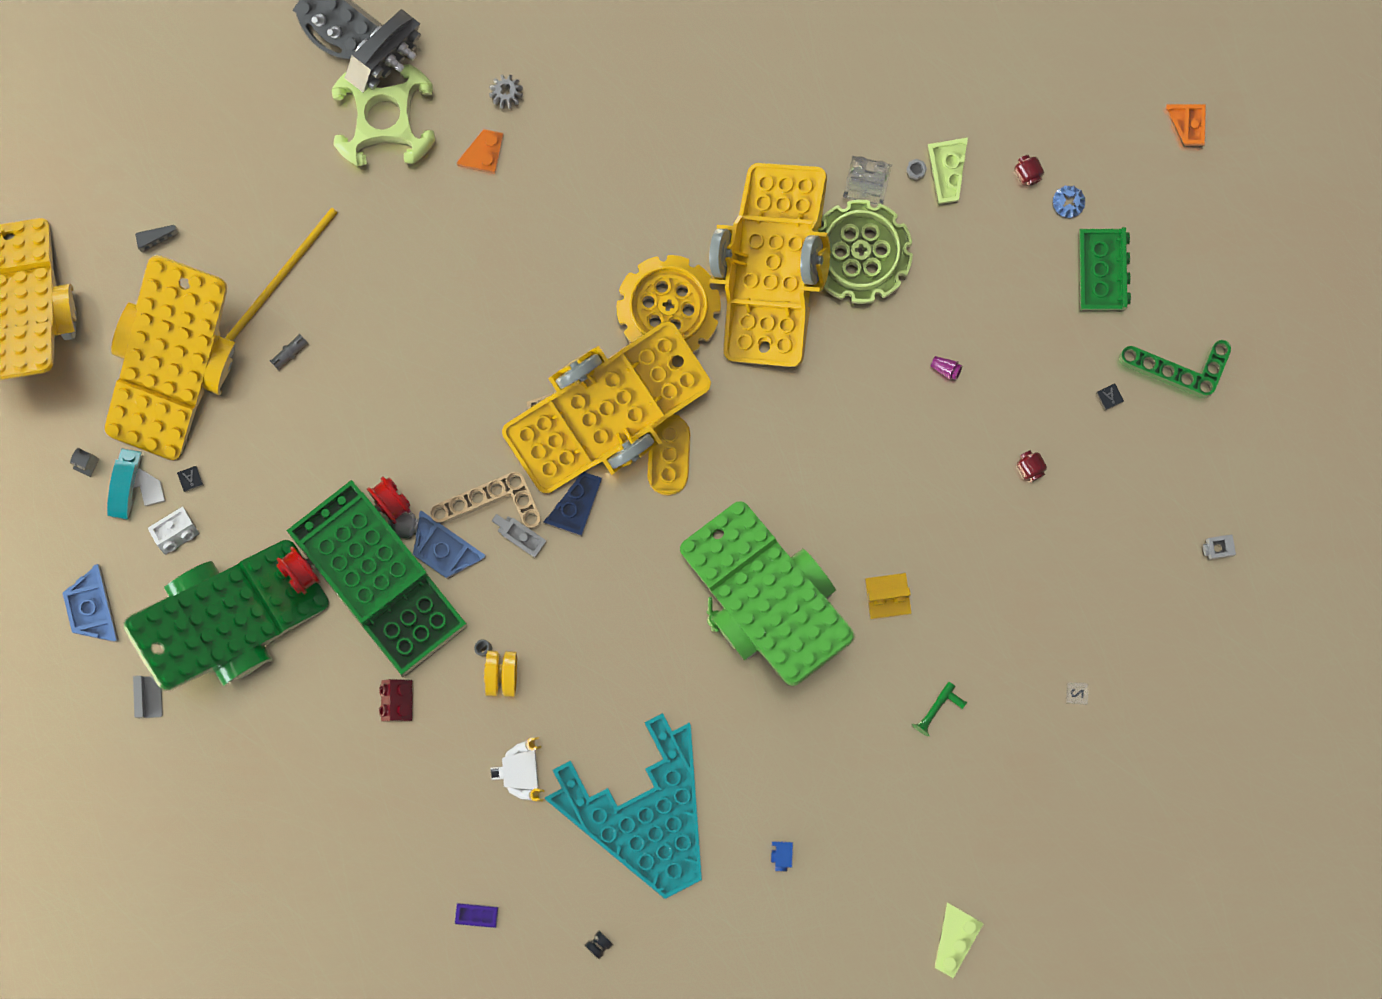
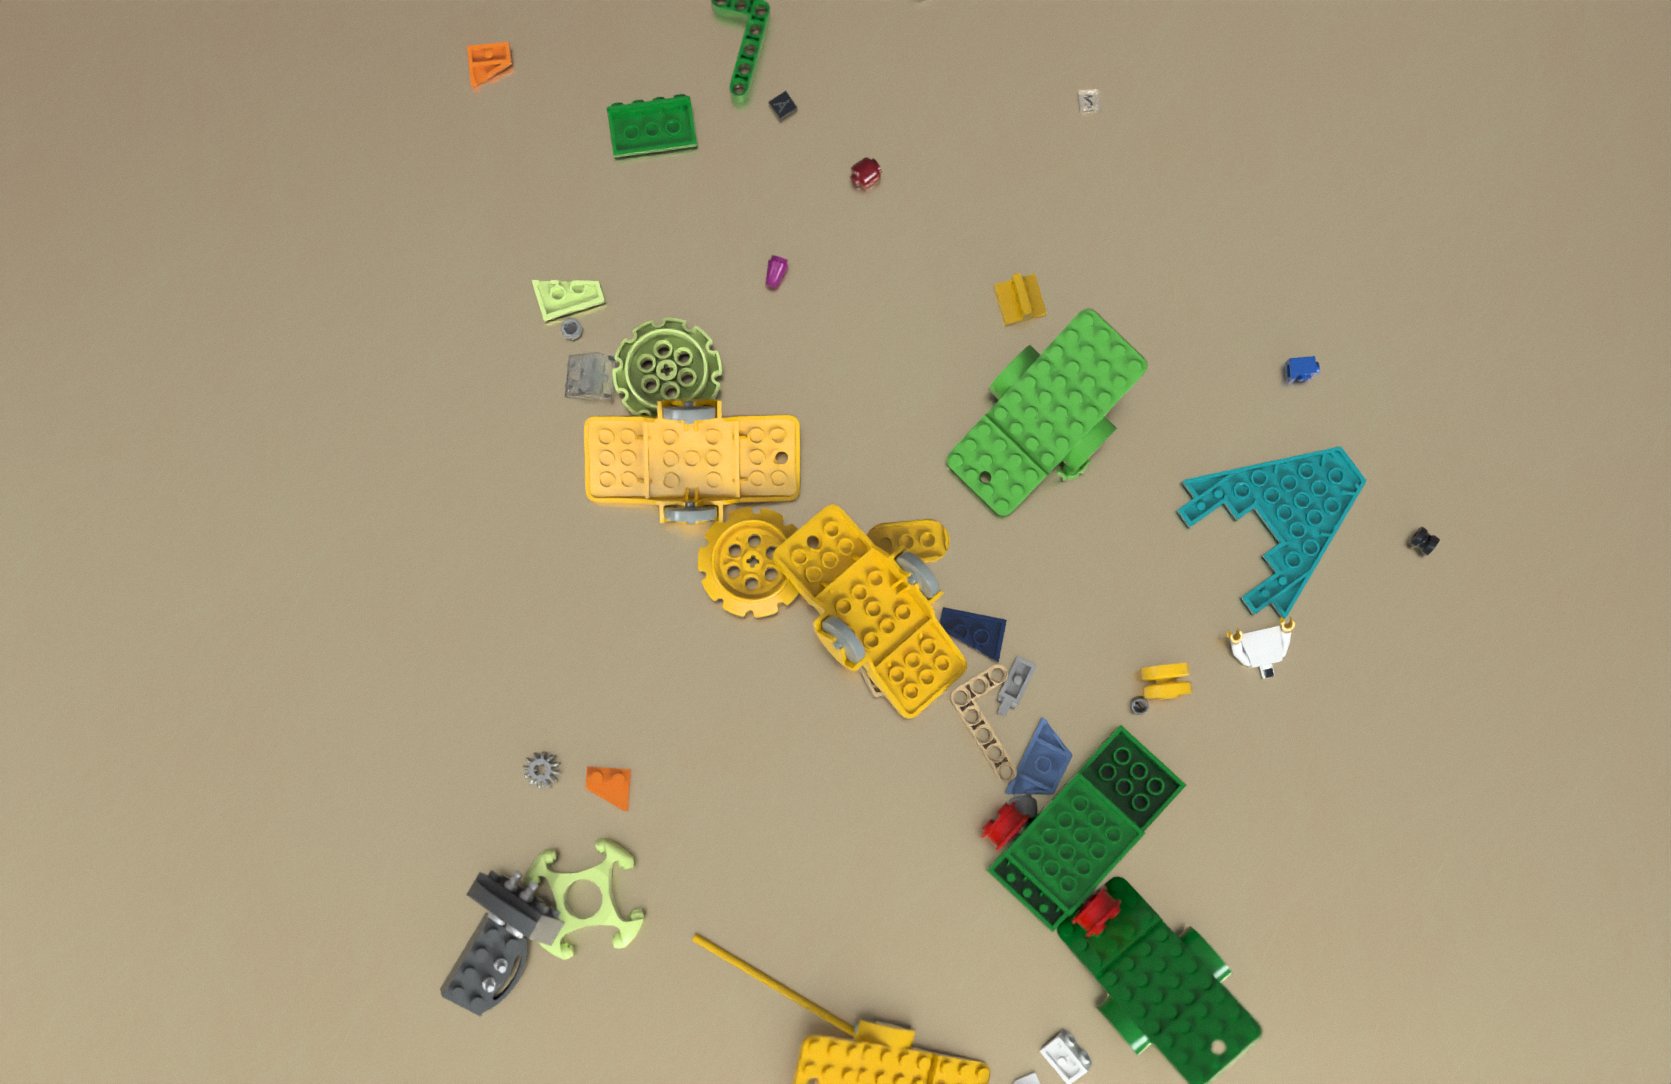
camera: 100 degrees left, 0 degrees up
(147, 697) = (1253, 1059): light grey panel -> none
(190, 479) = (1007, 1047): black tile -> none
(288, 351) = (855, 962): flat silver pin -> none
(396, 700) = (1208, 788): dark red bracket -> none
(476, 915) = (1416, 671): dark purple plate -> none
(946, 693) = (1110, 228): green piece -> none
(956, 939) = (1353, 186): yellowish green wing -> none
(1029, 170) = (558, 214): dark red head -> none
(1059, 200) = (585, 180): medium blue gear -> none

